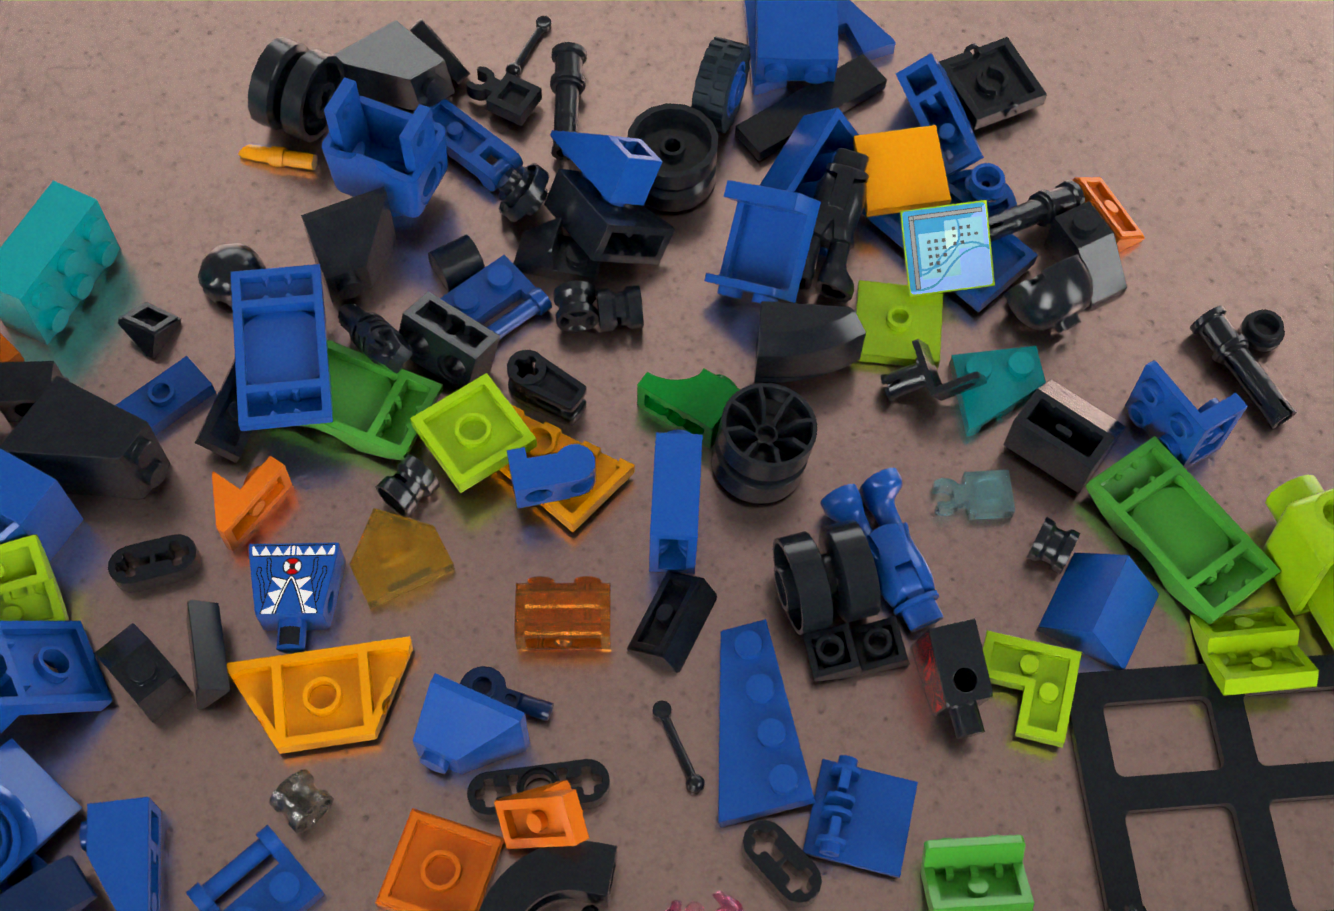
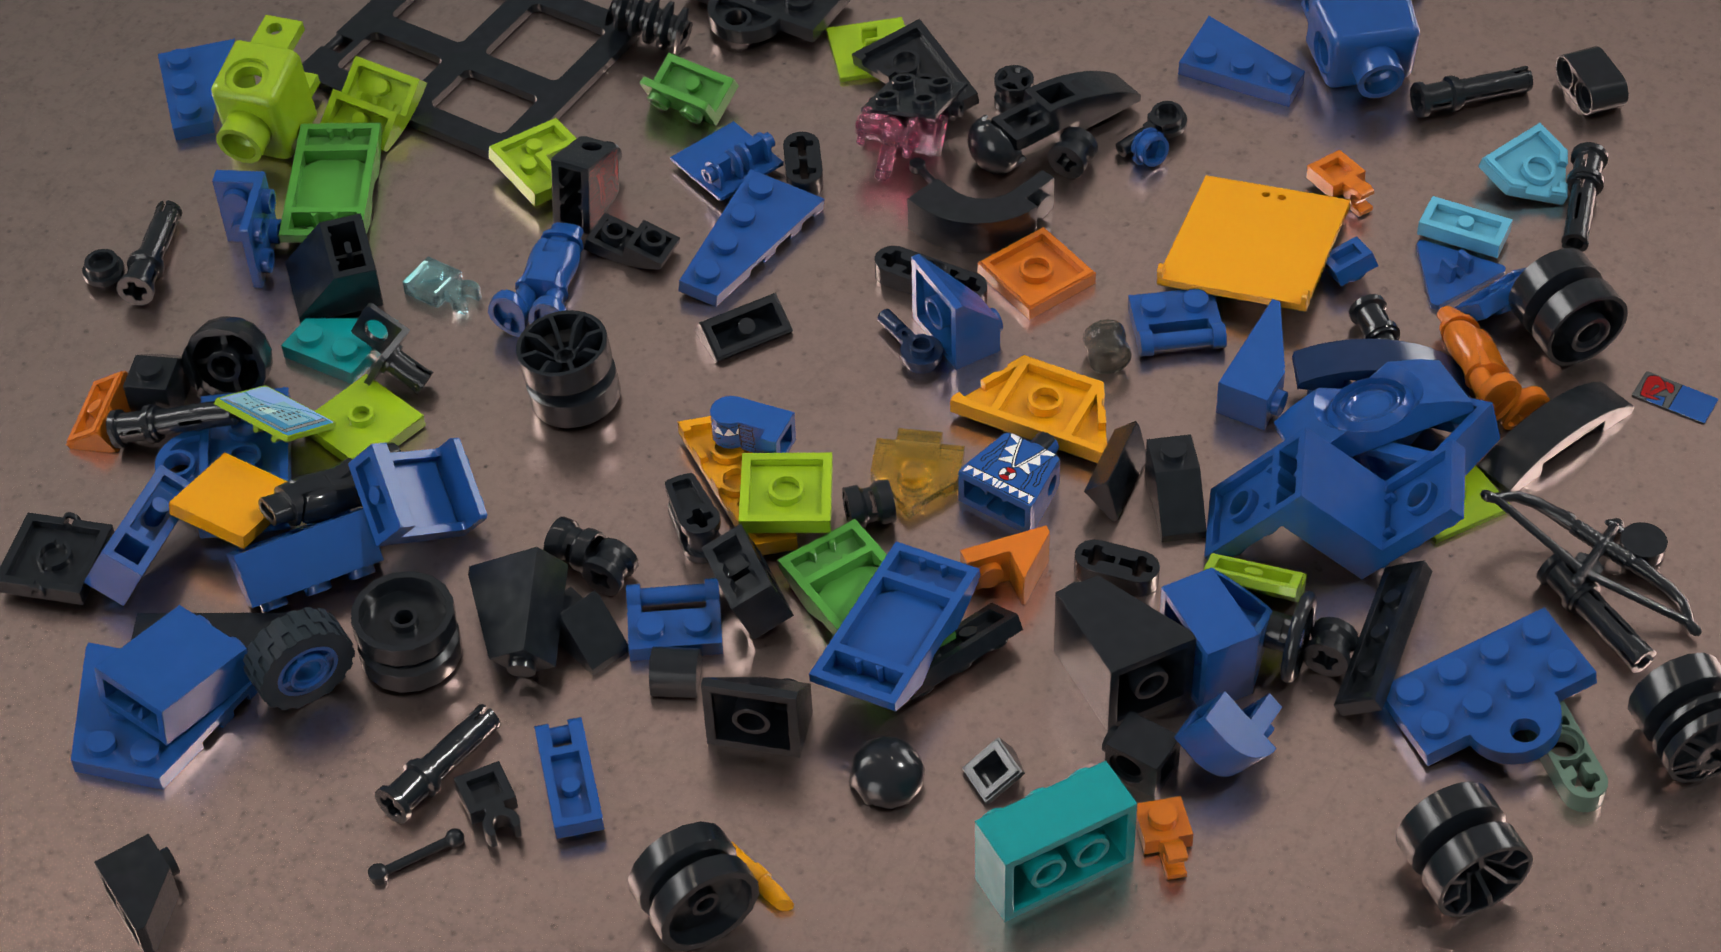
camera: 140 degrees left, 15 degrees down
(169, 395) = (1024, 698): blue plate -> none
(375, 337) = (805, 608): black hinge -> none
(385, 147) = (679, 747): blue piece -> none
(396, 68) = (573, 871): slope -> none
(455, 67) = (514, 869): black plate -> none
(522, 191) = (564, 681): black plate -> none
(542, 817) = (949, 242): orange slope -> none
(563, 614) = (823, 358): clear orange brick -> none
(615, 165) = (474, 621): blue slope -> none
(662, 712) = (803, 283): black hinge -> none
(675, 502) = (675, 363): blue brick -> none
(688, 403) = (586, 442): green arch -> none
(805, 341) = (474, 413): black slope -> none
(826, 576) = (614, 264): black wheel -> none
(988, 175) = (178, 454): blue plate -> none
(1053, 545) = (429, 220): black wheel -> none
(1100, 607) = (442, 182): blue slope -> none

